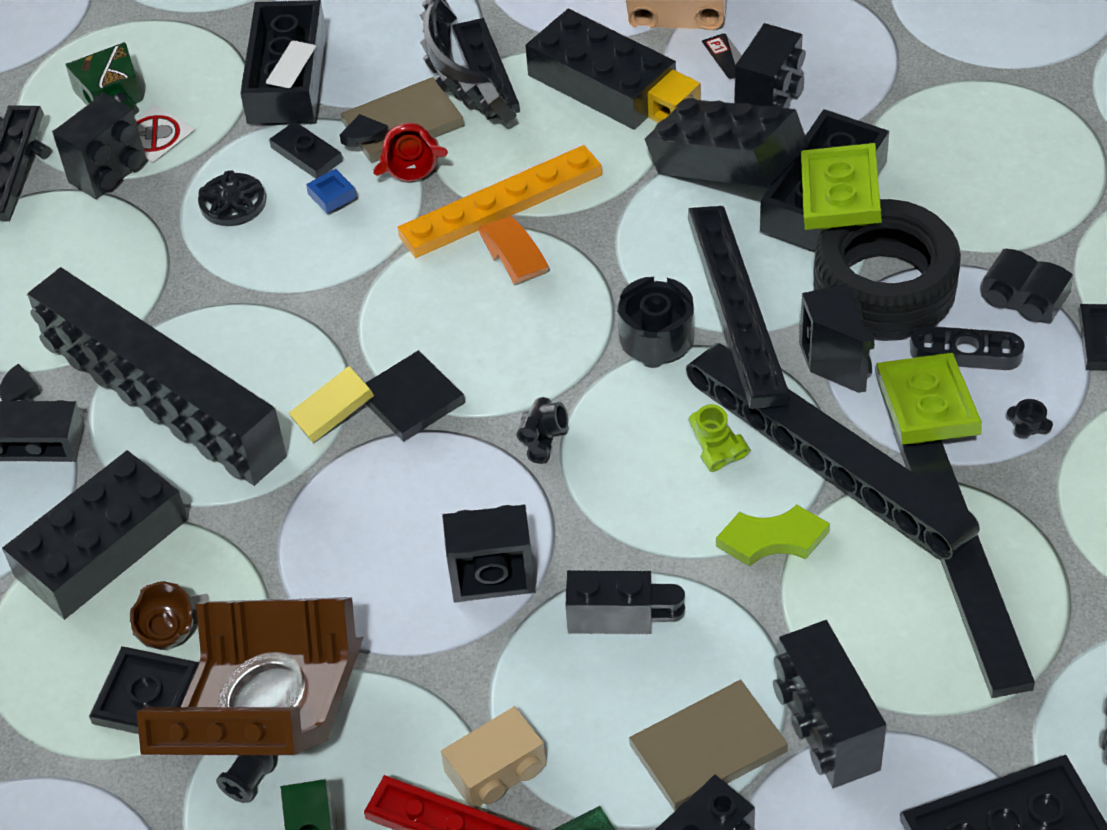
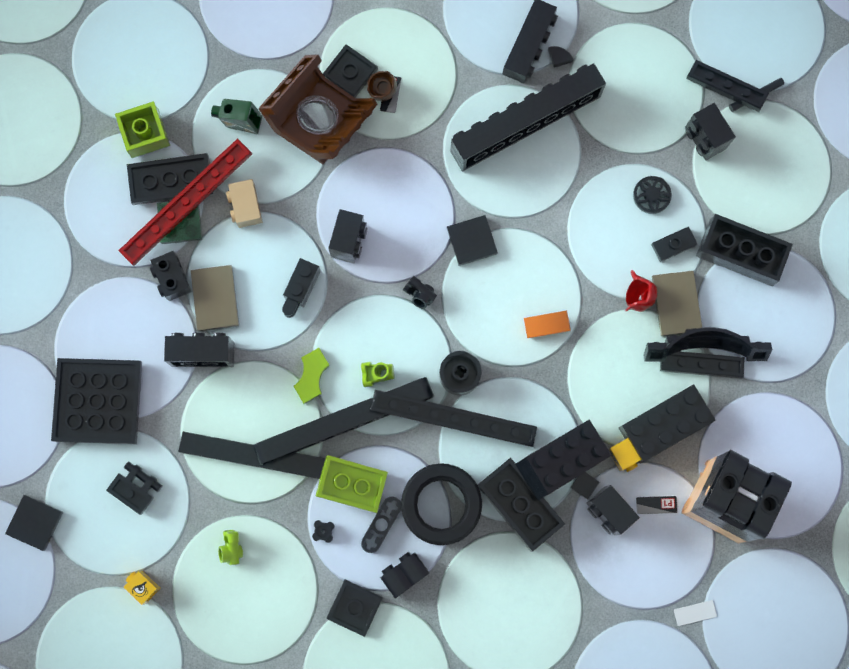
camera: 105 degrees right, 30 degrees up
(95, 534) = (444, 69): black brick -> none
(105, 72) = (772, 153): dark green torso -> none
(160, 132) = (725, 169): sticker -> none
(290, 64) = (727, 247): white sticker -> none
(331, 190) = (632, 246): blue plate -> none
(331, 404) = (479, 199): light yellow tile -> none
(363, 130) = (668, 275): black tile -> none
(499, 201) = (590, 333): light orange plate -> none
(835, 337) = (406, 454): black slope -> none
(840, 187) = (490, 497): lime plate -> none

